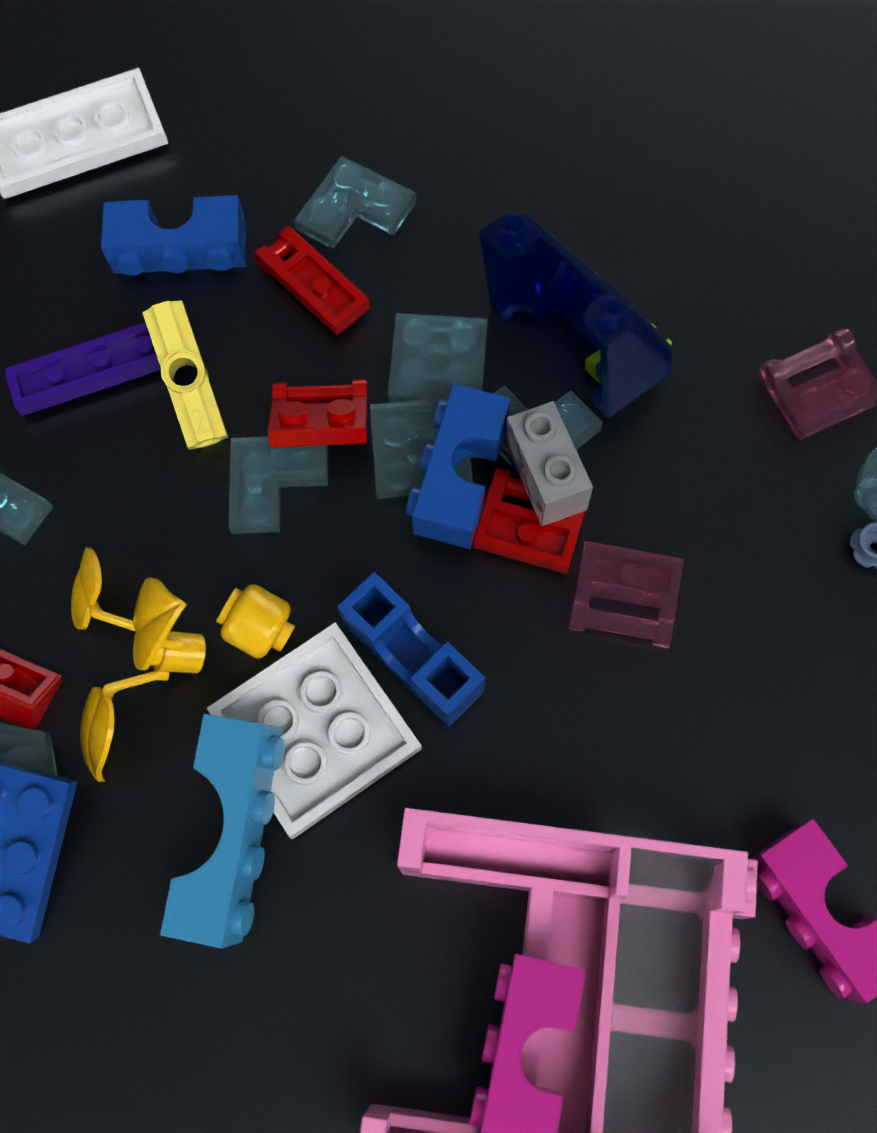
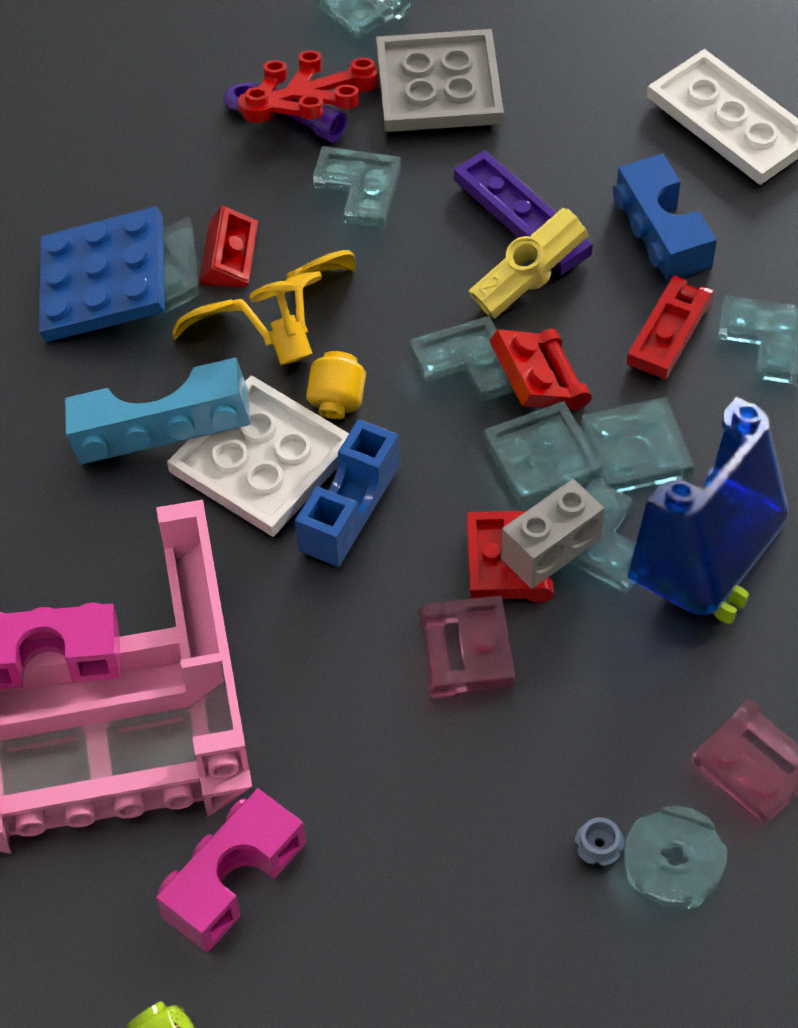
camera: 70 degrees right, 15 degrees down
(468, 427) = (490, 466): blue arch -> none

